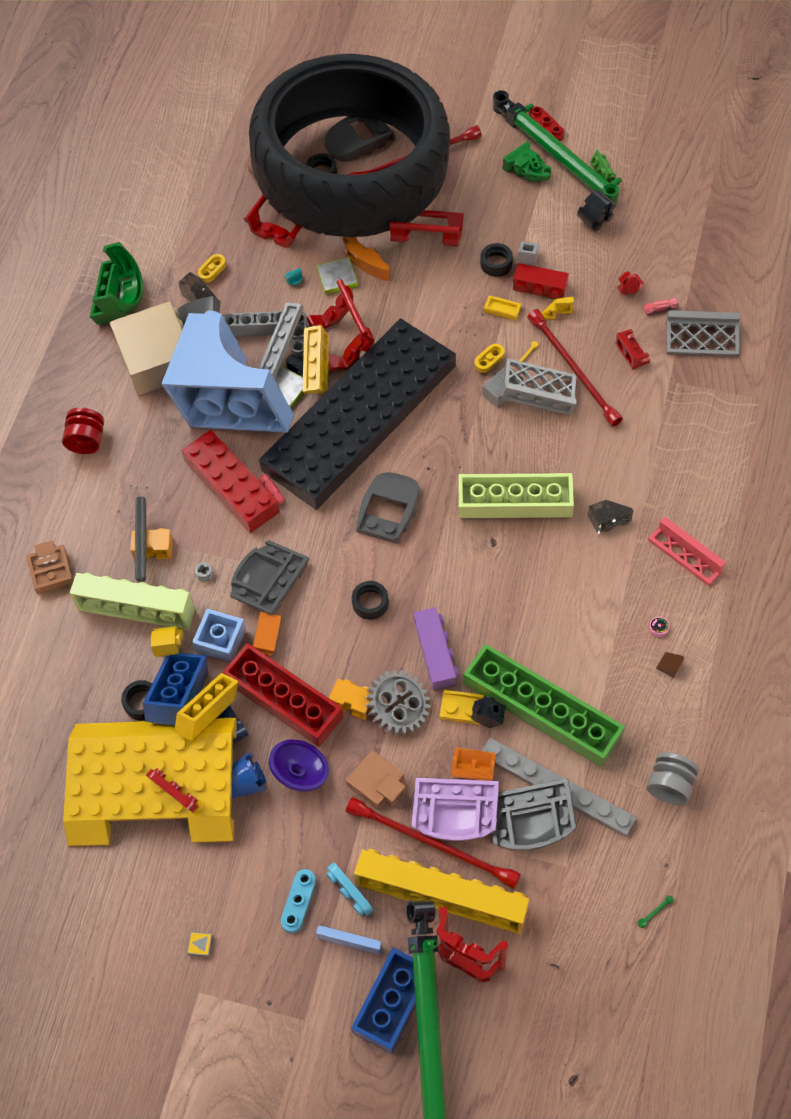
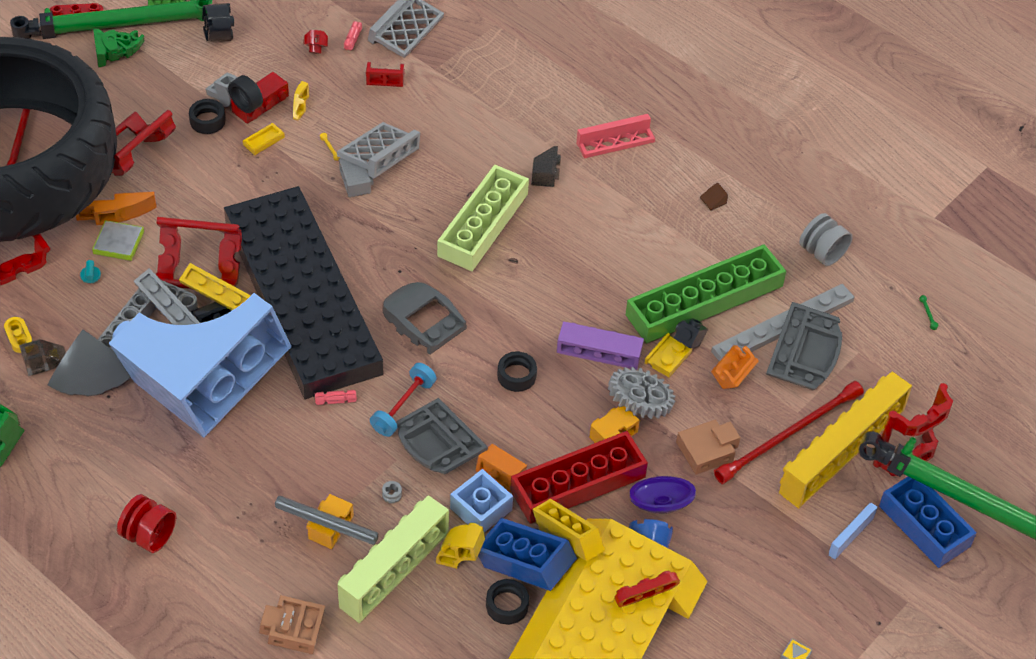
camera: 70 degrees left, 10 degrees down
(147, 344) = (88, 419): tan brick -> none
(230, 481) = (304, 424): red brick -> none
(260, 532) = (383, 422): none -> dark azure axle
(294, 909) = (797, 565): medium azure plate -> none
(348, 890) = (804, 510): medium azure plate -> none
(455, 808) = (769, 398): lavender slope -> none
(488, 359) = (315, 171): yellow plate -> none
(518, 266) = (245, 94): none -> black tyre
(612, 415) = (302, 120): red hose -> none
(659, 626) = (674, 189): tile -> none

